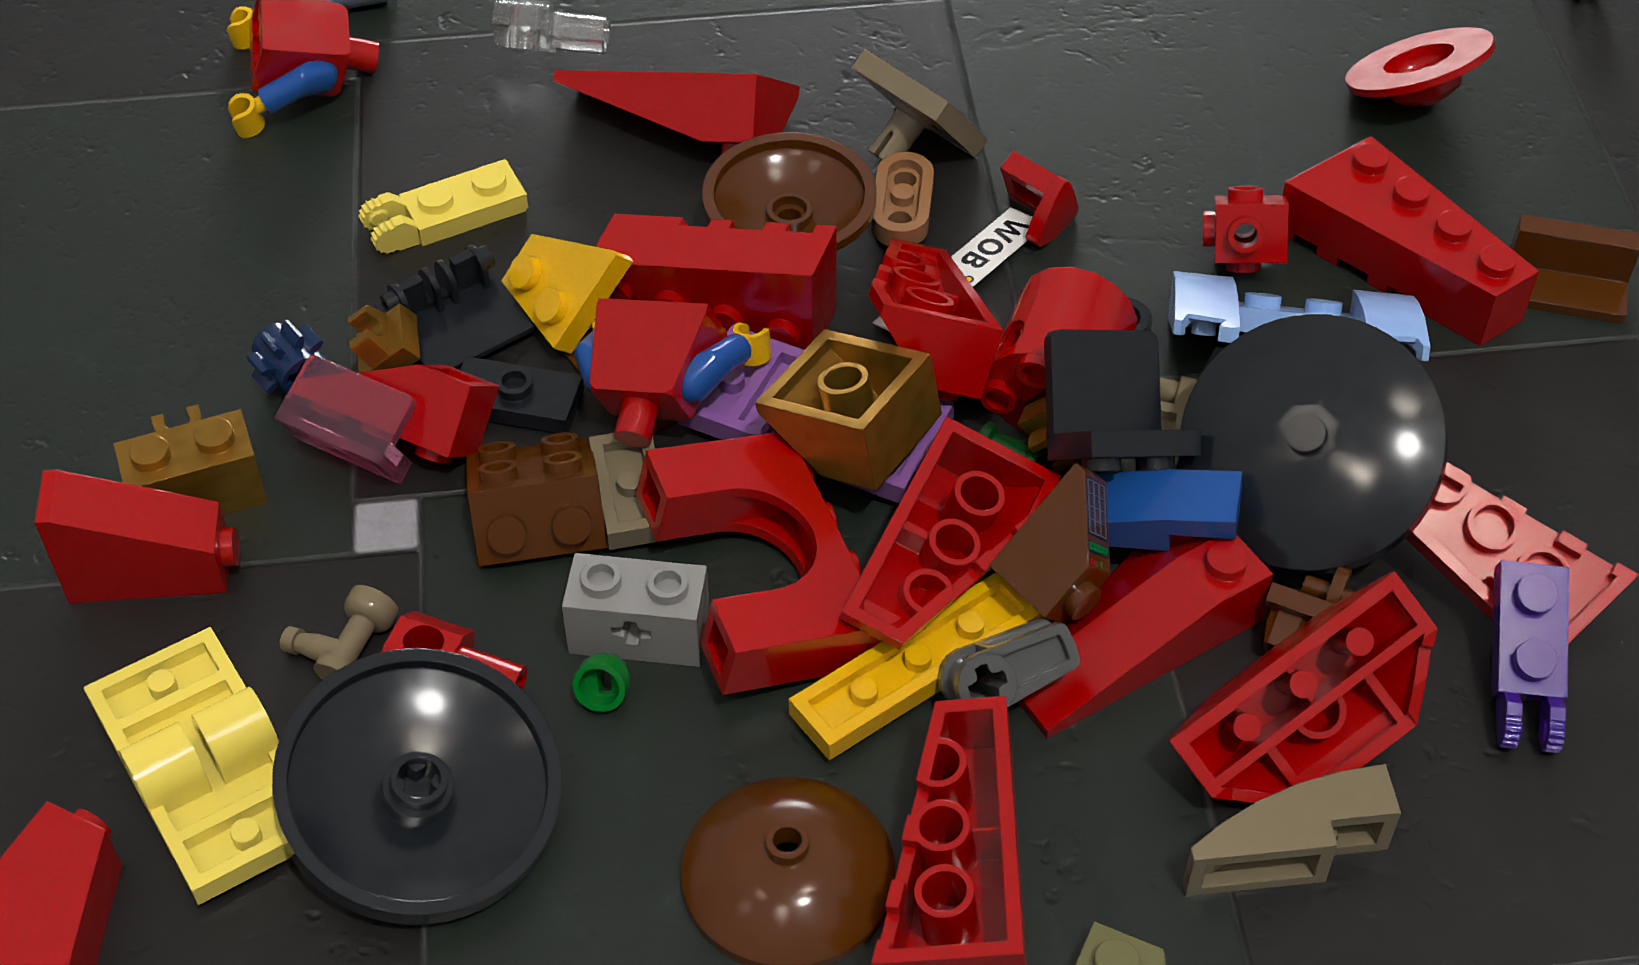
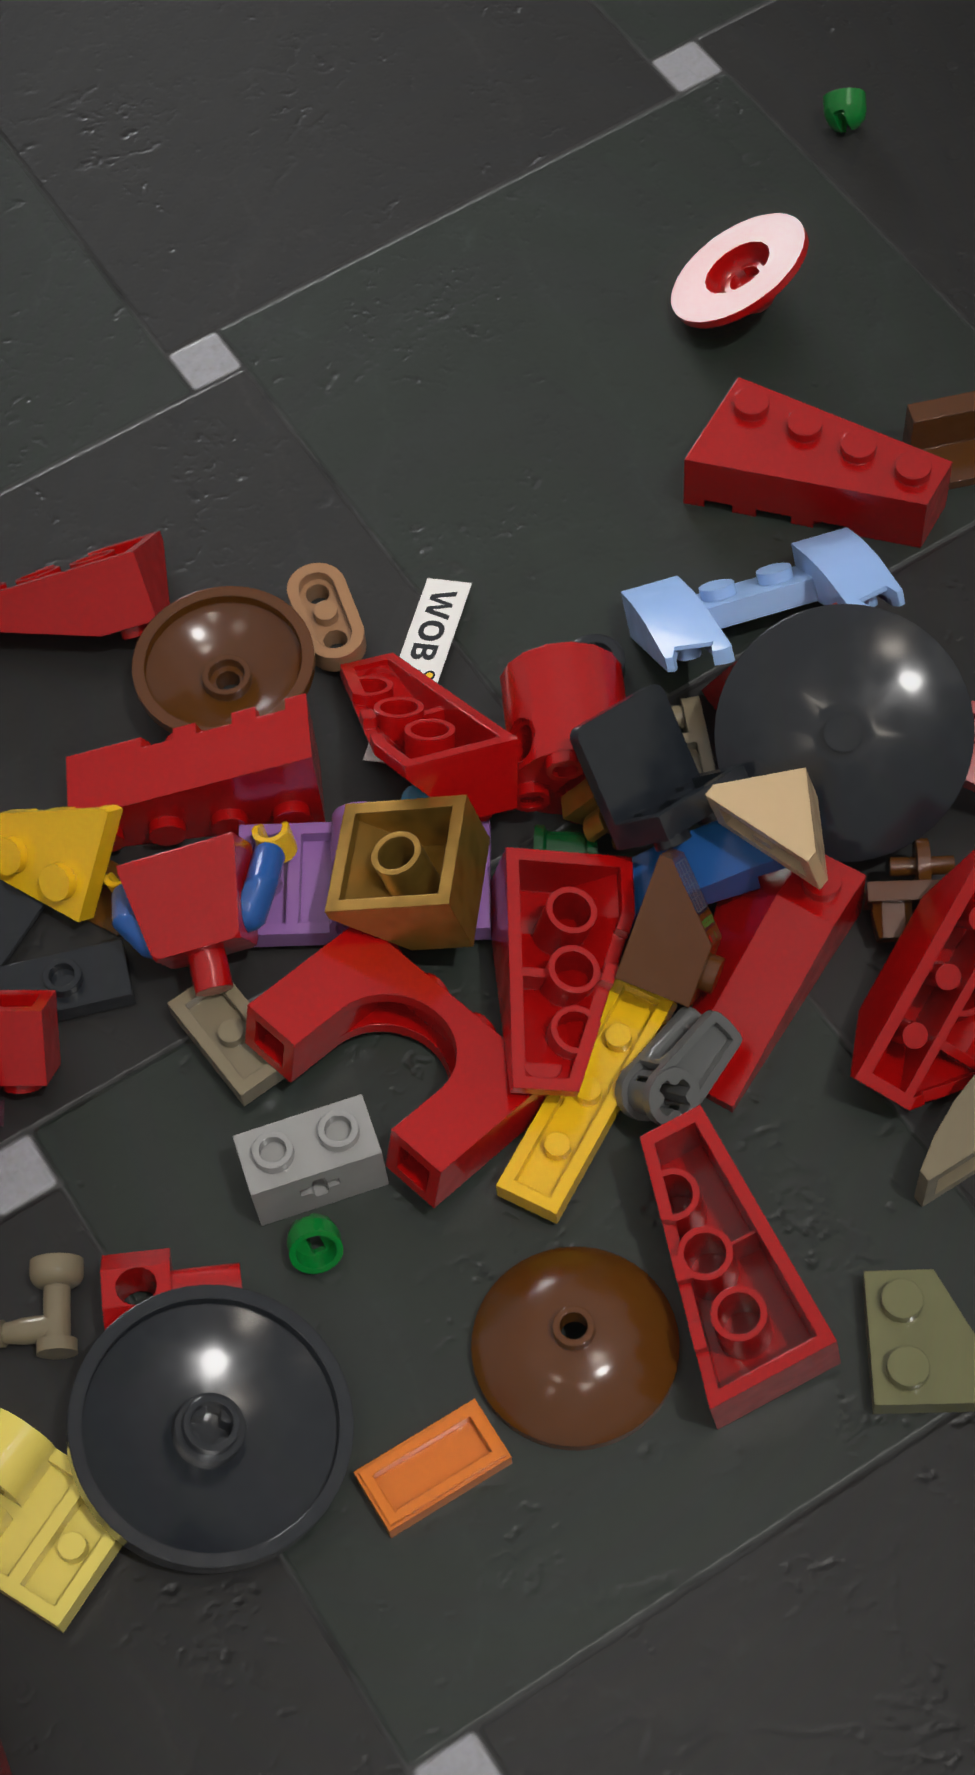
camera: 20 degrees left, 10 degrees up
(534, 499) = (148, 1085): reddish brown bracket -> none
(598, 916) = (433, 1468): none -> orange tile
(916, 110) = (294, 522): dark tan tile -> none
(1042, 192) = (458, 556): red tile -> none
(1206, 477) = (777, 817): none -> tan slope
(1266, 240) = (668, 519): red brick -> none

